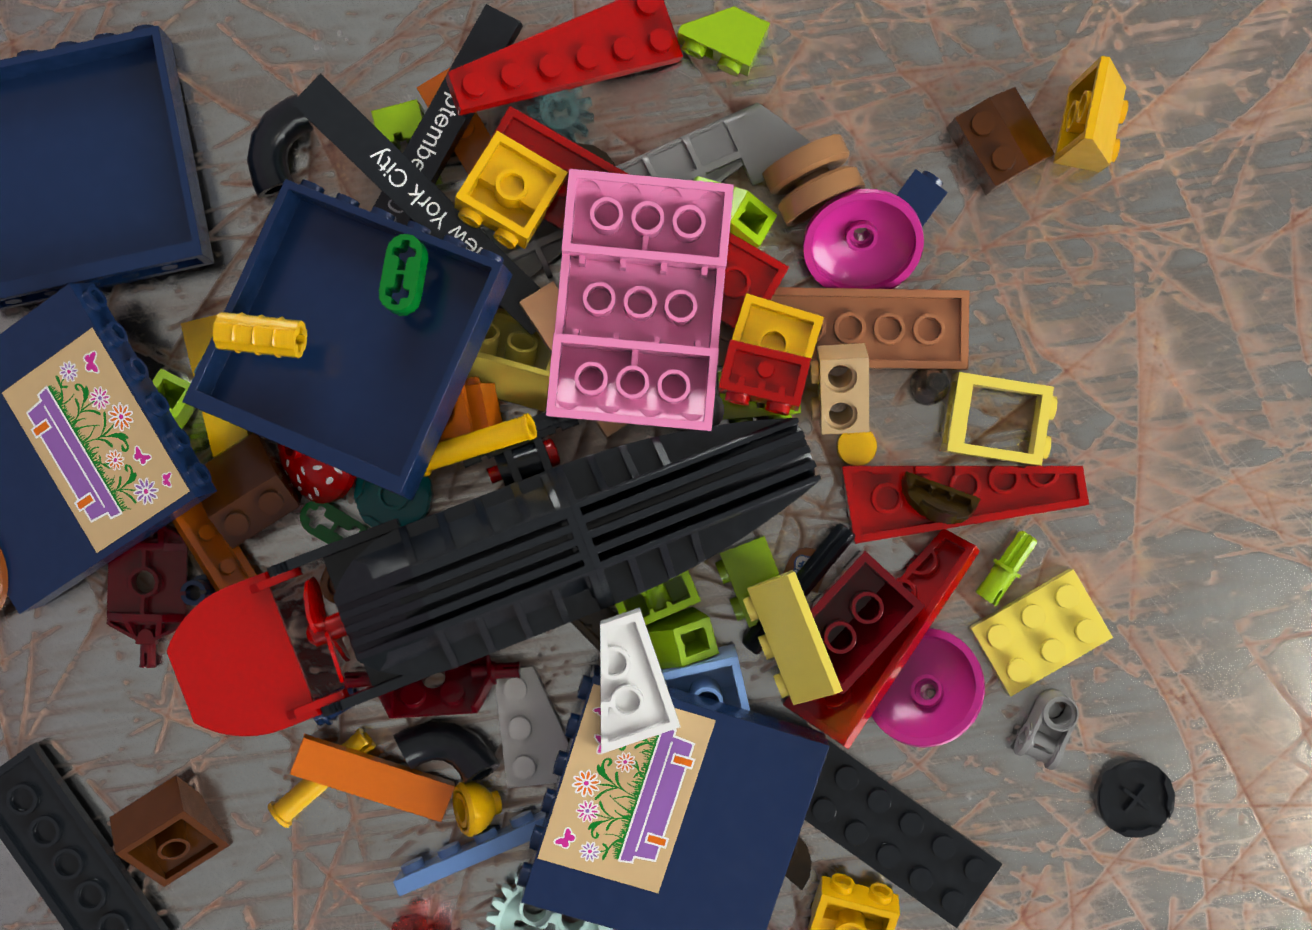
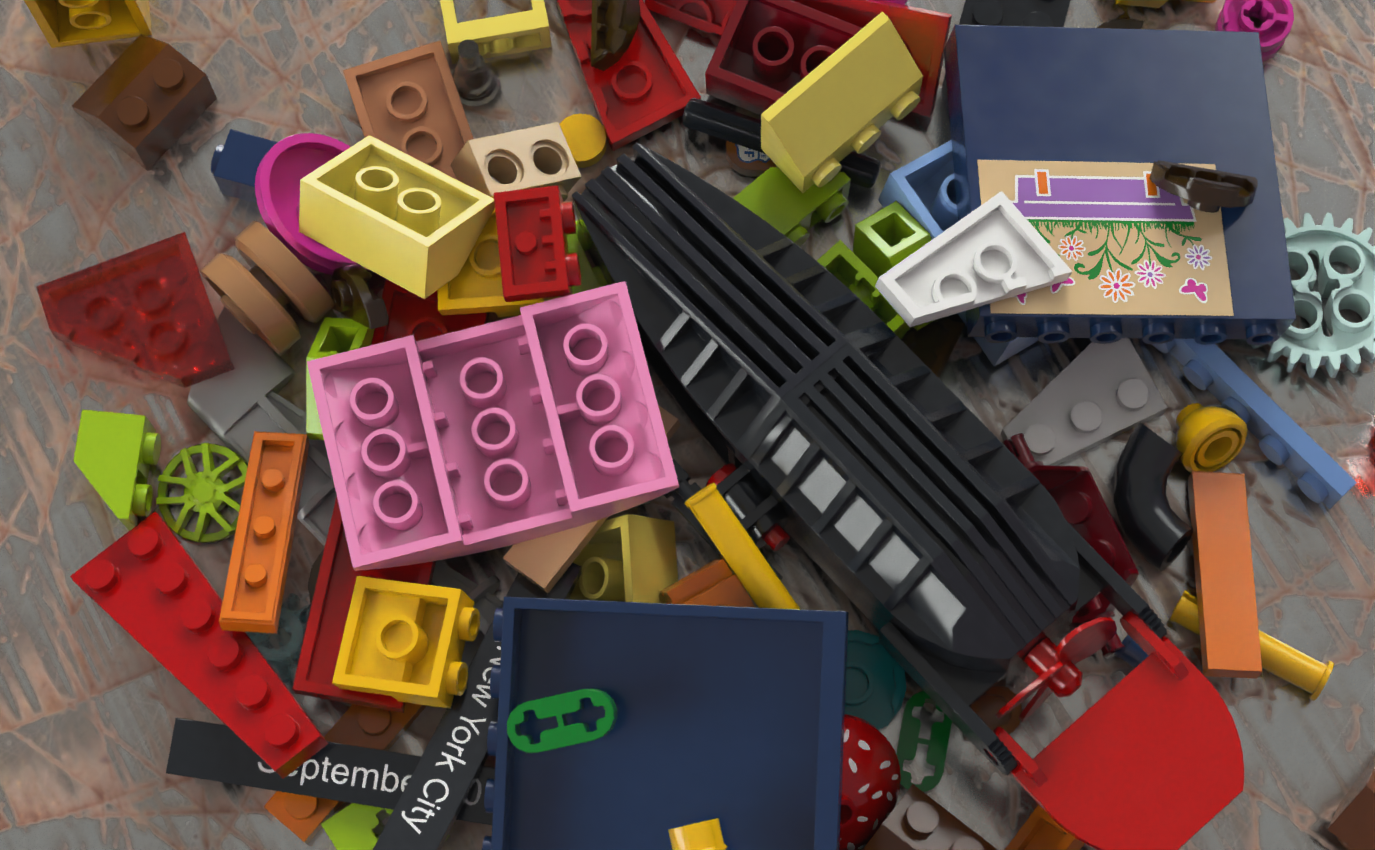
camera: 110 degrees left, 15 degrees down
(631, 122) = (264, 533): none -> orange tile
(637, 876) = (1204, 187): none -> dark brown plate
(685, 96) = (203, 492): none -> lime wheel
(782, 235) = (354, 297): none -> dark brown plate
(826, 283) = (393, 215): none -> light yellow slope
(832, 89) = (143, 313): none -> clear red plate

